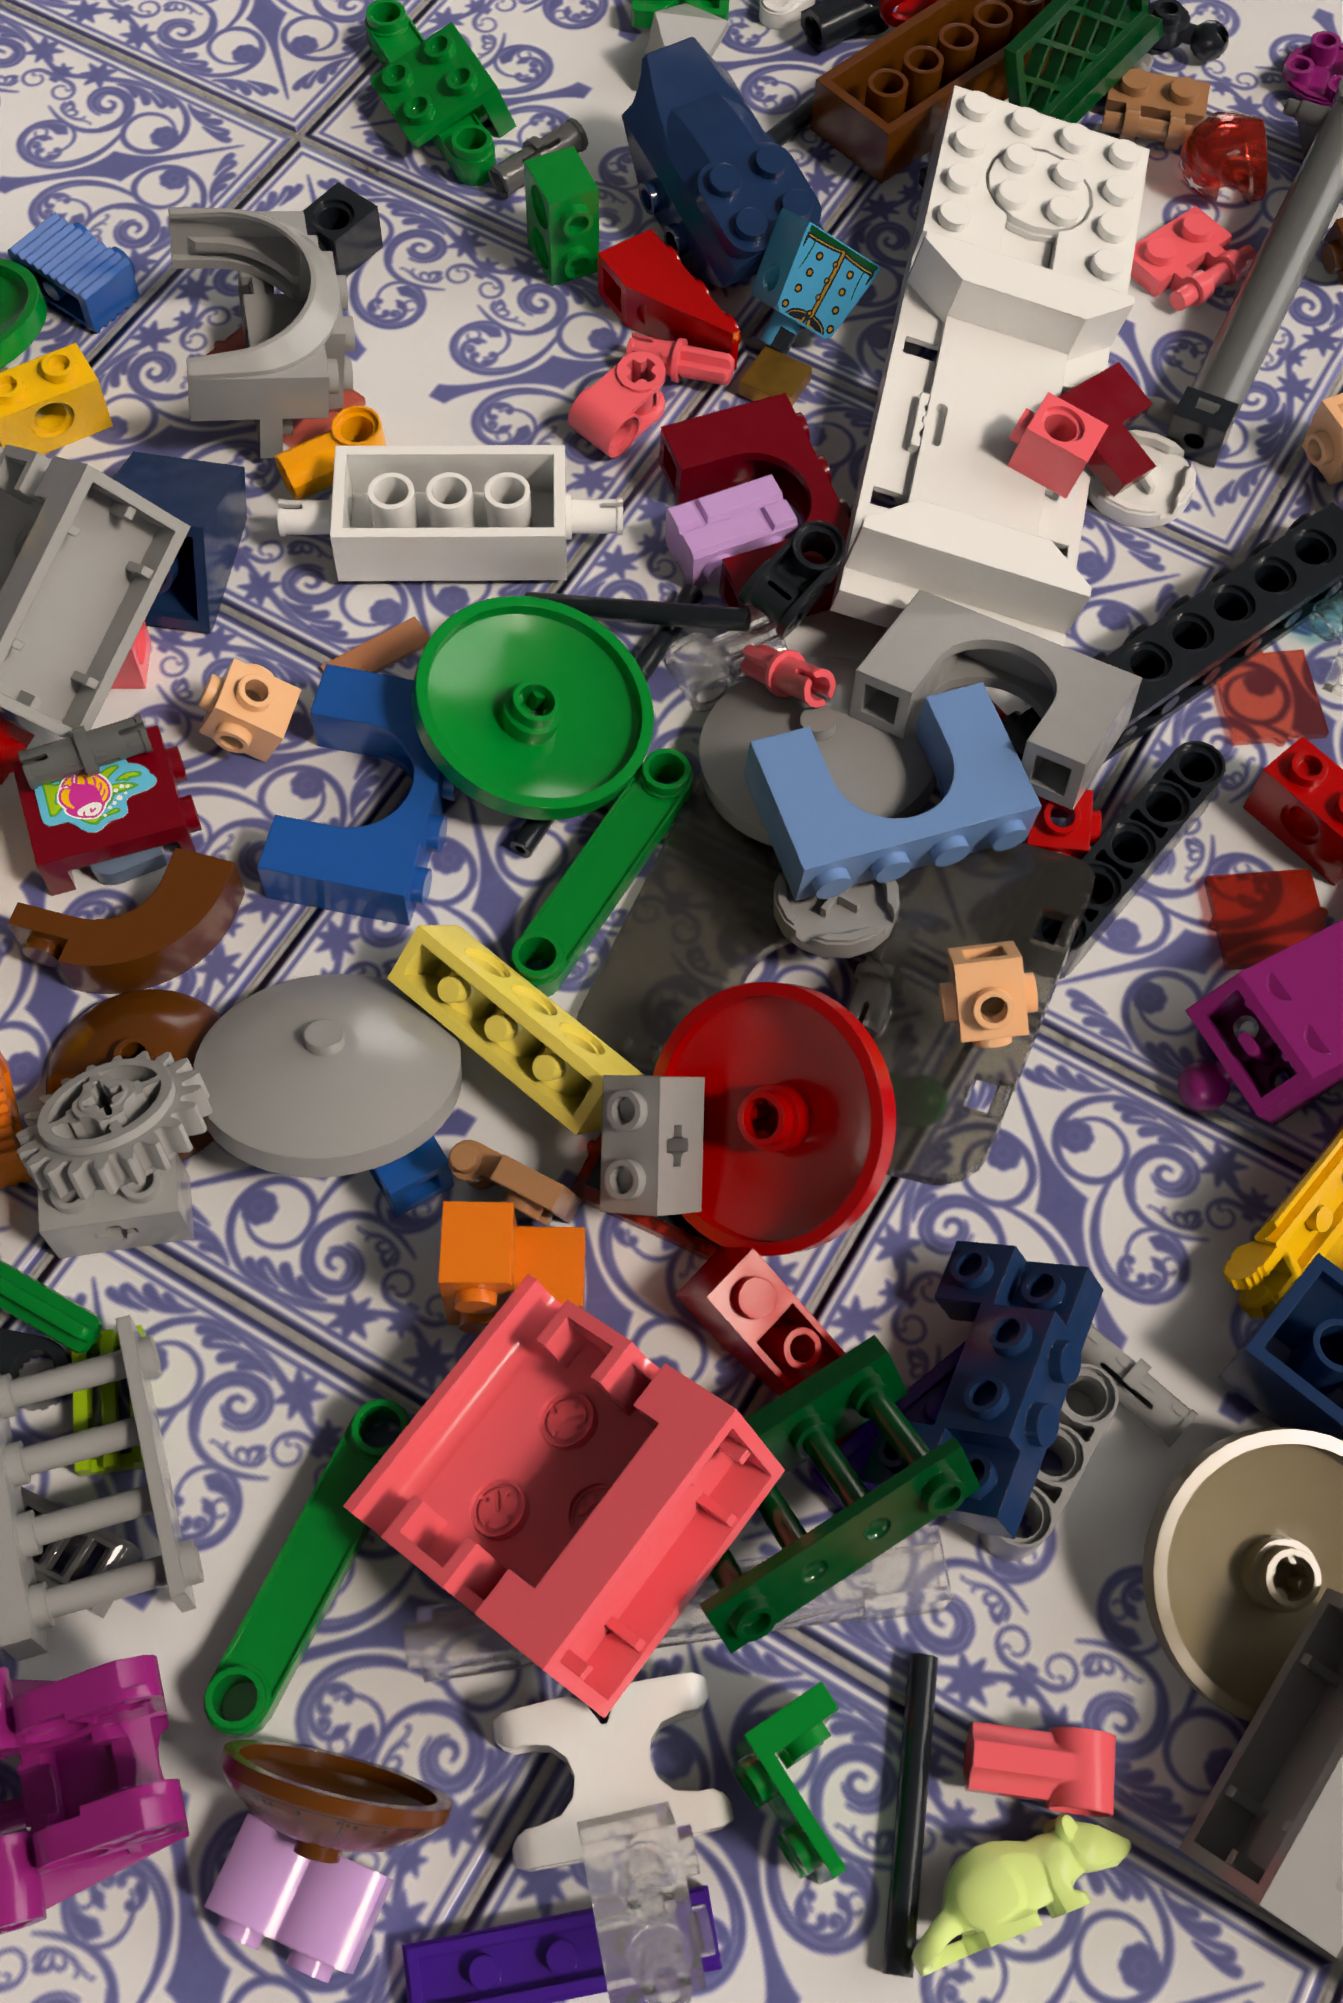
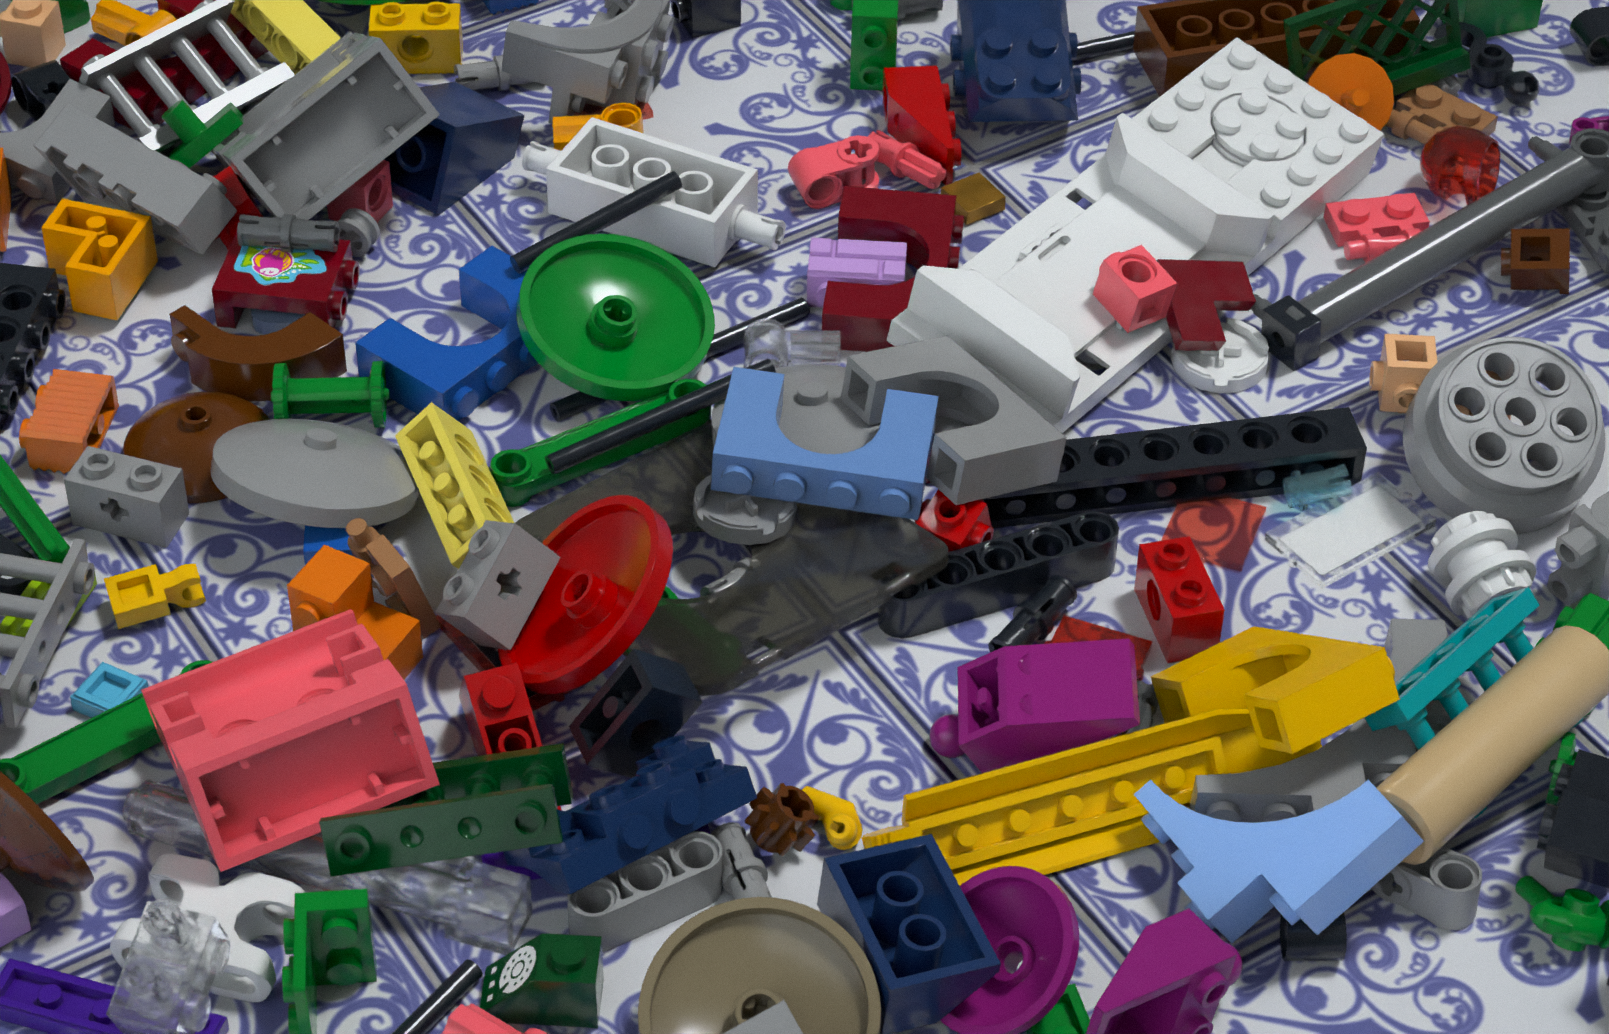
camera: 30 degrees right, 20 degrees down
(114, 1124) = (149, 429): light grey gear -> none
(142, 695) = (365, 227): none -> light grey bush
(161, 415) = (486, 75): none -> light grey pin
(223, 1332) = (146, 594): none -> yellow plate
(247, 709) = (420, 257): light nougat brick -> none
(267, 947) = (331, 394): none -> green hose
(267, 1488) = (106, 689): none -> medium azure tile
(435, 590) = (602, 218): none -> black bar
(656, 612) = (759, 301): black piece -> none
(661, 820) = (644, 423): none -> black piece
(788, 674) = (814, 359): coral axle -> none
(790, 584) = (863, 301): black piece -> none
(808, 281) = (1032, 134): dark azure torso -> none
(909, 1244) = (633, 711): none -> black brick
(988, 994) = (793, 576): light nougat brick -> none
(1023, 1646) = (547, 982): none -> dark green slope
(1080, 95) = (1356, 85): none -> orange shield
(1131, 1292) = (782, 819): none -> reddish brown gear
(1163, 1250) = (838, 818): none -> yellow arm
(1189, 900) = (1050, 600): none -> black pin

